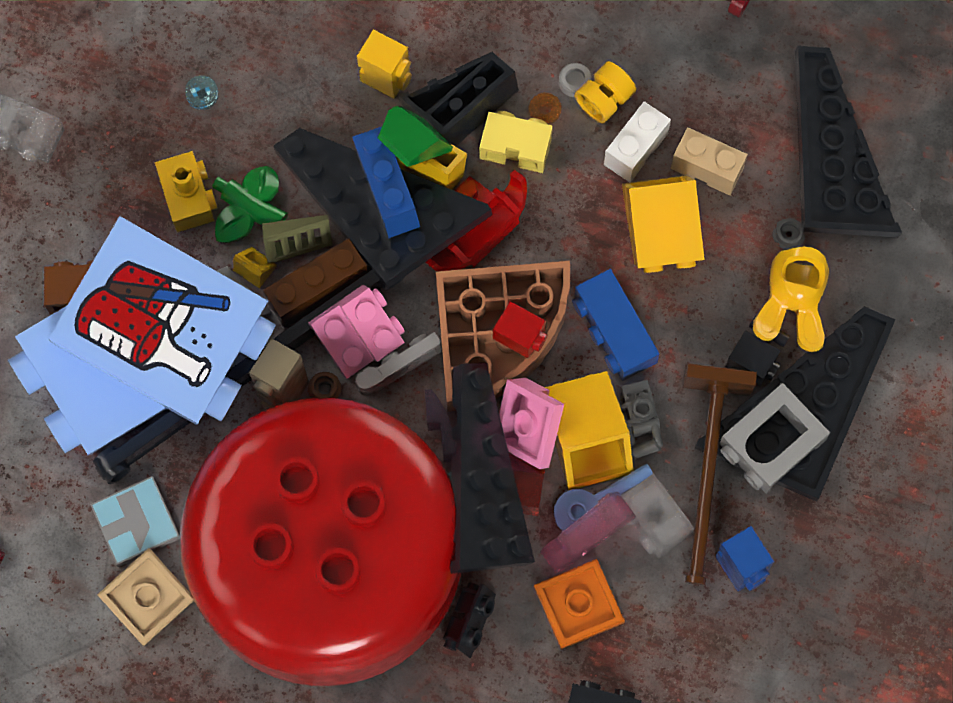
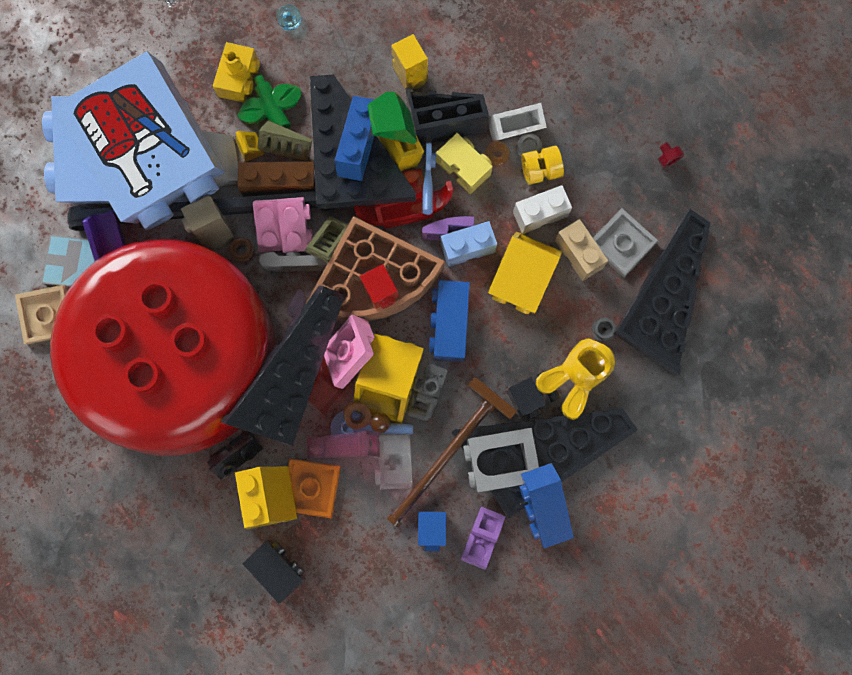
camera: 30 degrees right, 5 degrees up
(164, 464) = (103, 233): none -> dark purple panel
(422, 308) = (330, 226): none -> olive slope
(476, 164) = (430, 161): none -> medium blue piece
(537, 640) = (265, 496): none -> yellow slope
(539, 229) = (437, 229): none -> medium lavender slope
(547, 60) = (516, 122): none -> white brick
(580, 227) = (468, 244): none -> light blue brick
(608, 482) = (378, 422): none -> reddish brown plate
(750, 124) = (624, 242): none -> light grey tile
(804, 539) = (483, 538): none -> medium lavender slope
(852, 456) = (546, 505): none -> blue brick

